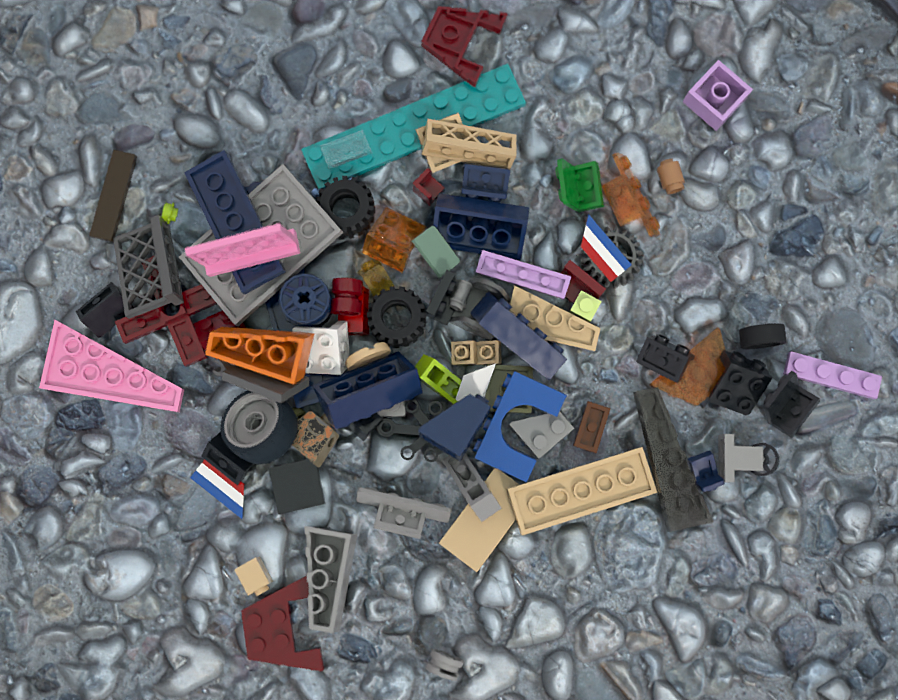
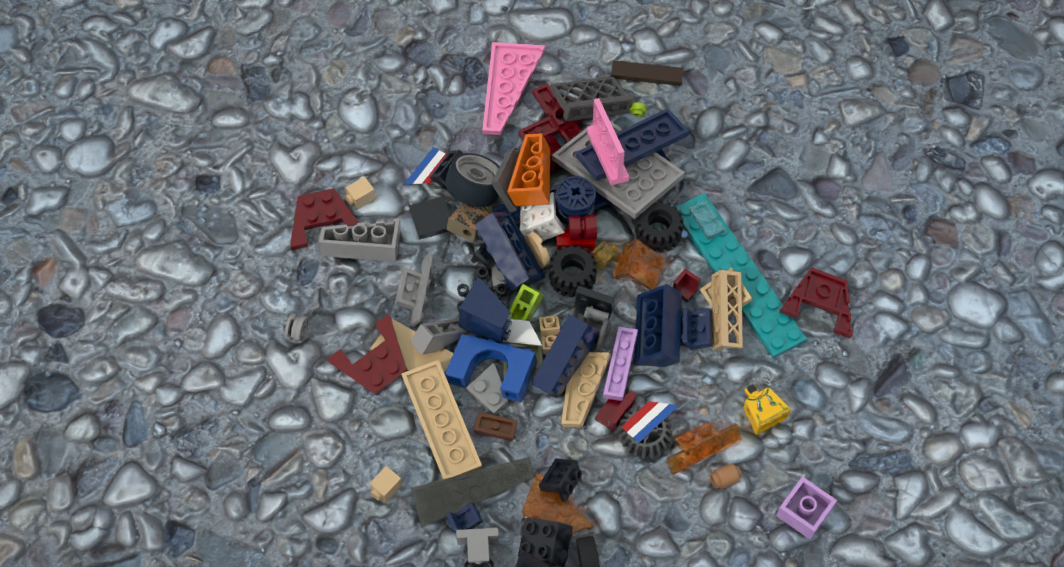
camera: 85 degrees right, 20 degrees down
(102, 310) = (553, 72): black panel -> none
(436, 251) = (631, 294): sand green slope -> none
(504, 563) = (379, 366): none -> dark red wing
(579, 185) = (704, 396): green bracket -> none
(585, 306) = (599, 414): yellowish green plate -> none
(593, 123) = (764, 409): none -> yellow torso
(658, 562) = (385, 485): none -> tan brick

